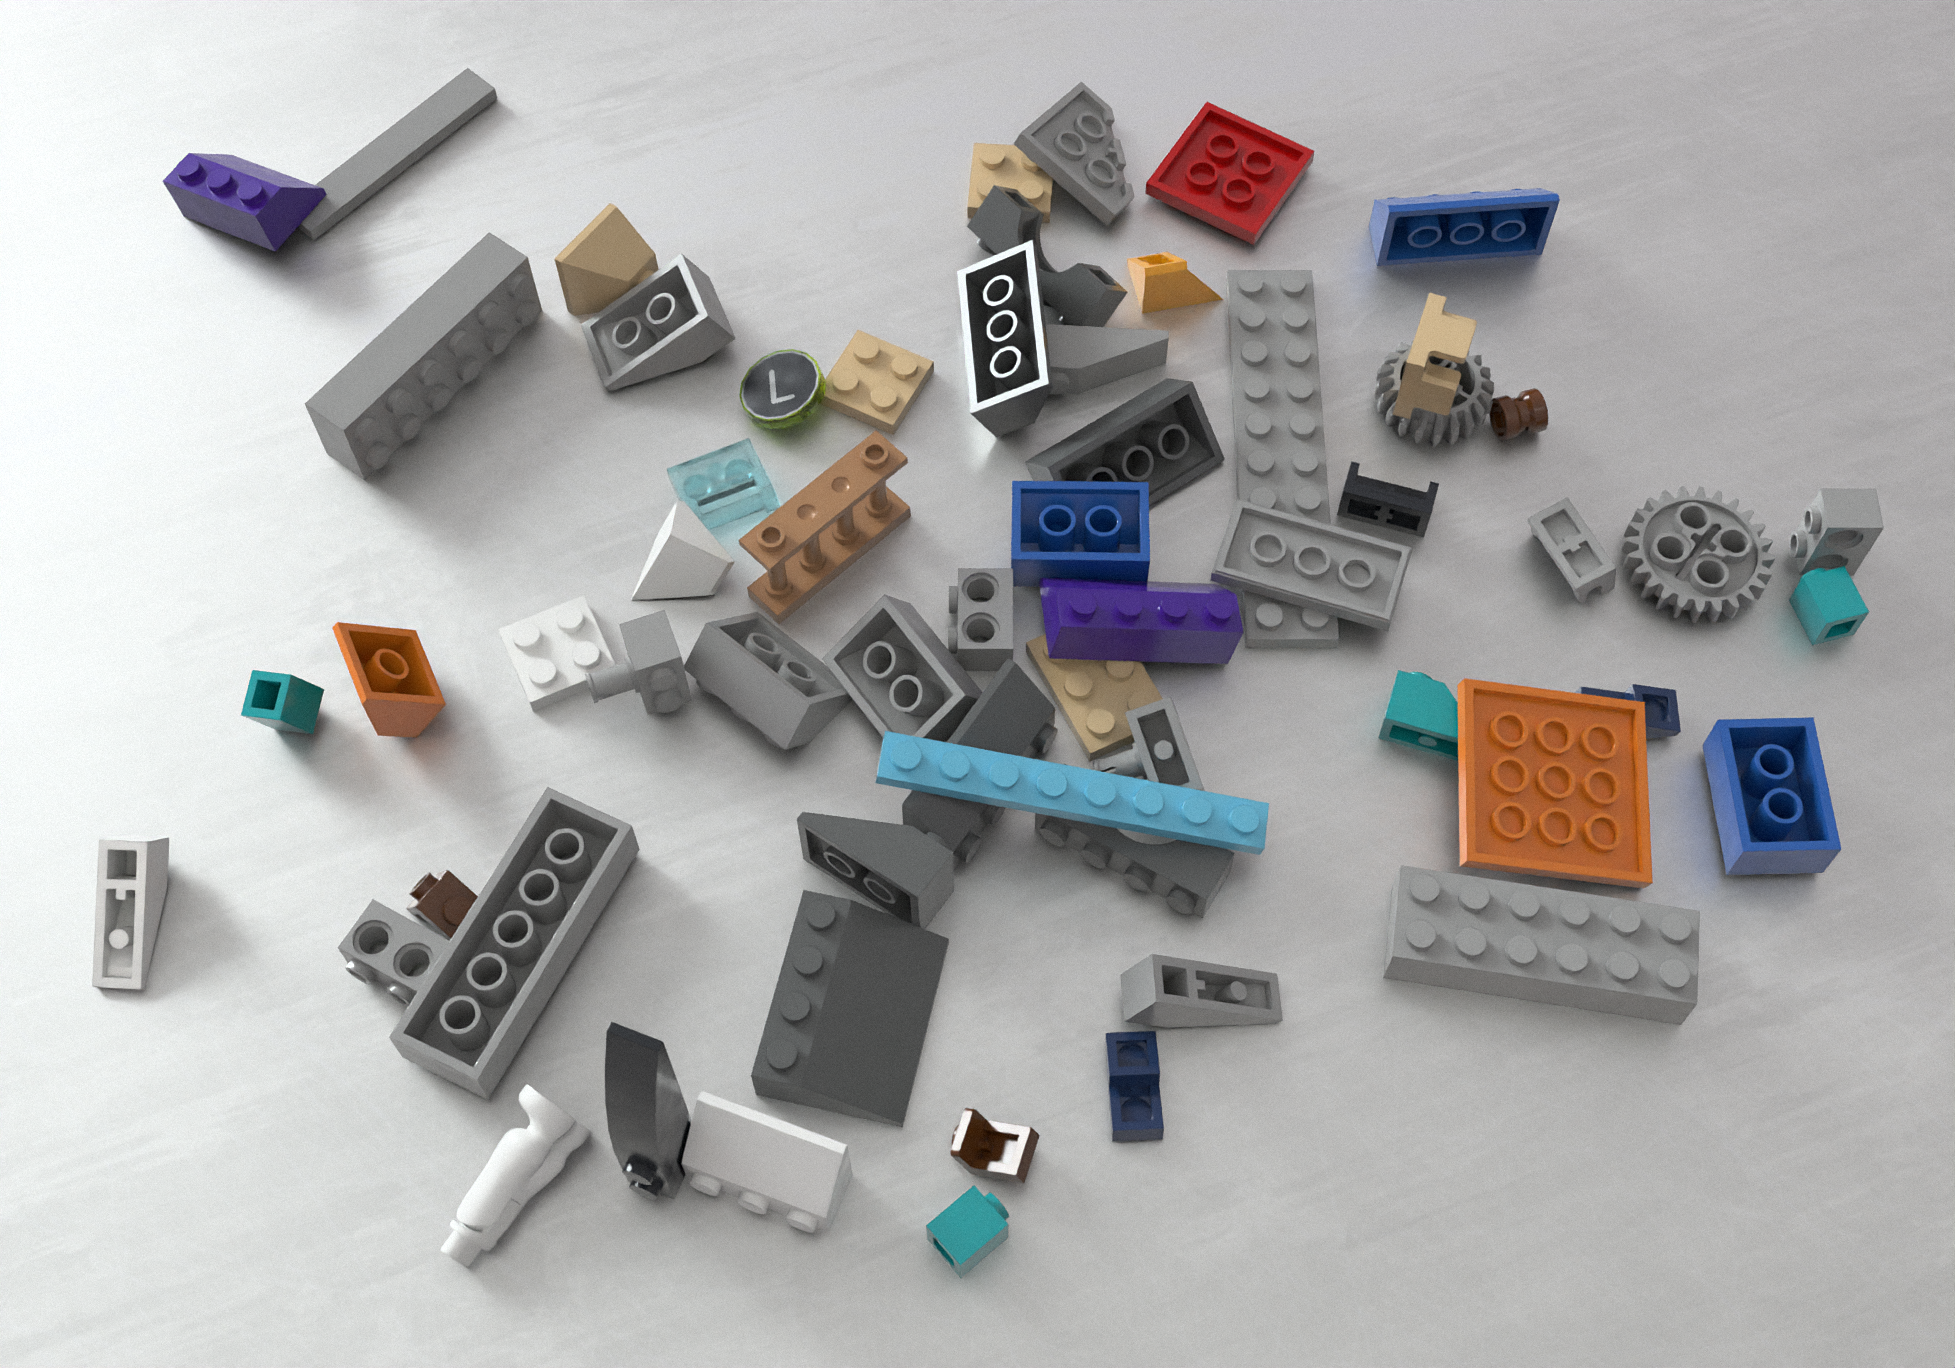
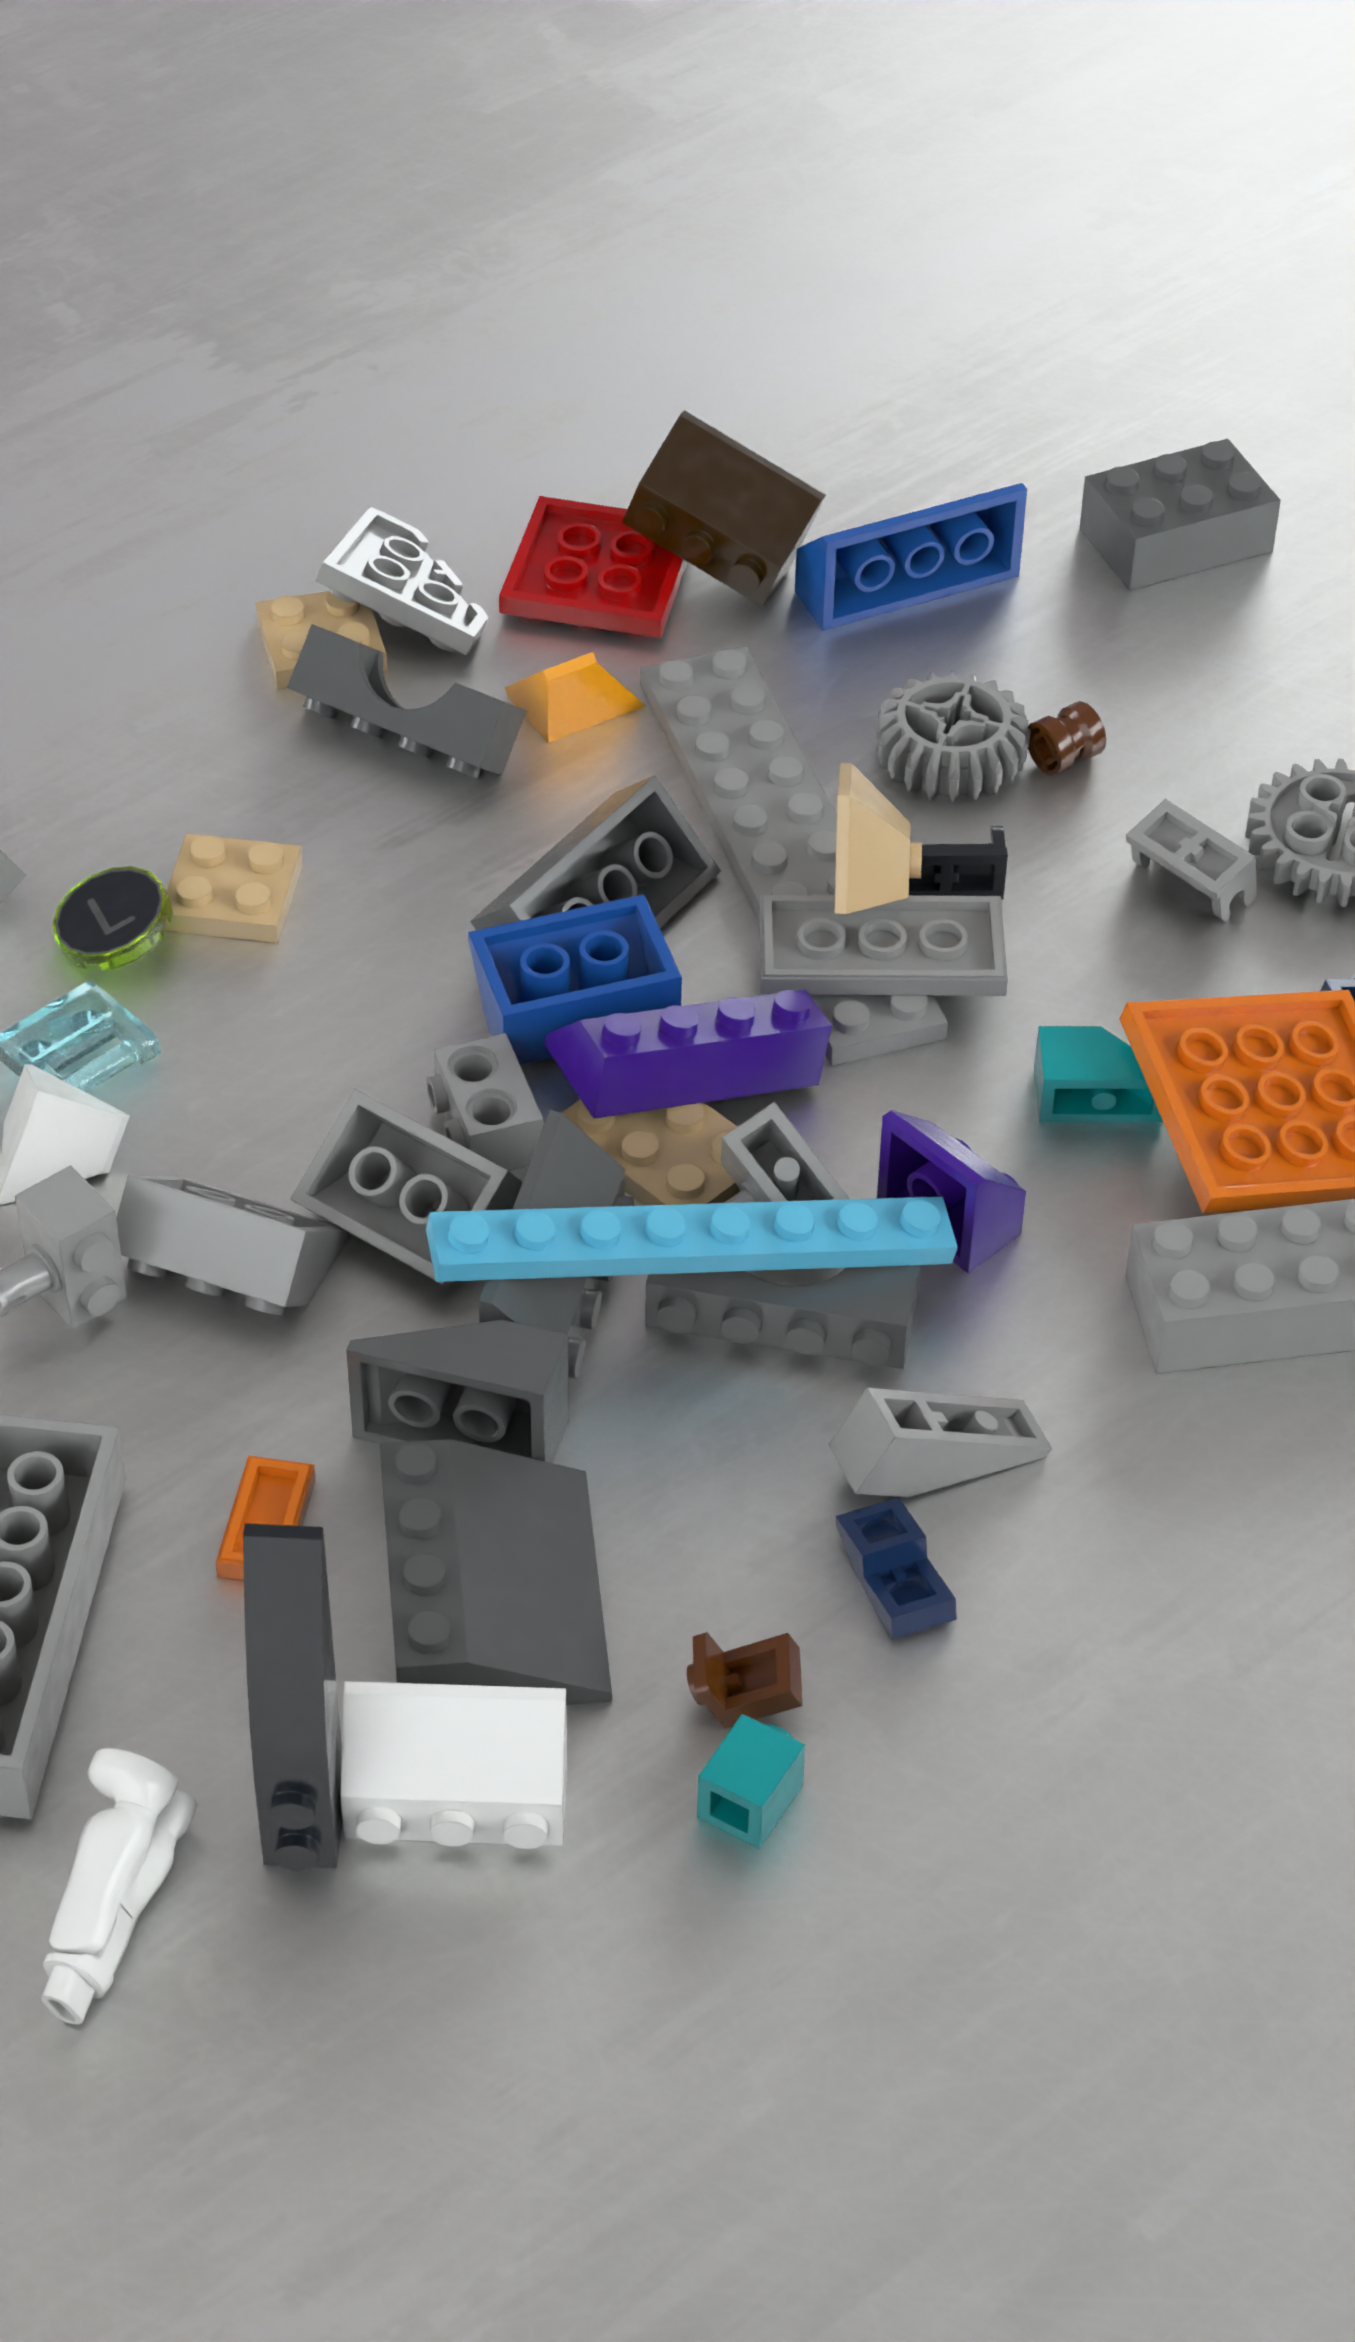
camera: 20 degrees left, 15 degrees down
(720, 911) = (267, 1494): none -> orange tile
(826, 527) = (264, 1064): medium nougat fence -> none
(1005, 339) = (396, 788): dark grey slope -> none
(1100, 355) = (506, 794): light grey slope -> none
(1281, 774) = (979, 1199): none -> dark purple slope
(1324, 488) = (871, 846): none -> tan slope
(1329, 155) = (723, 508): none -> dark brown slope
(1439, 336) = (943, 648): tan panel -> none
(1681, 235) = (1179, 514): none -> dark grey brick

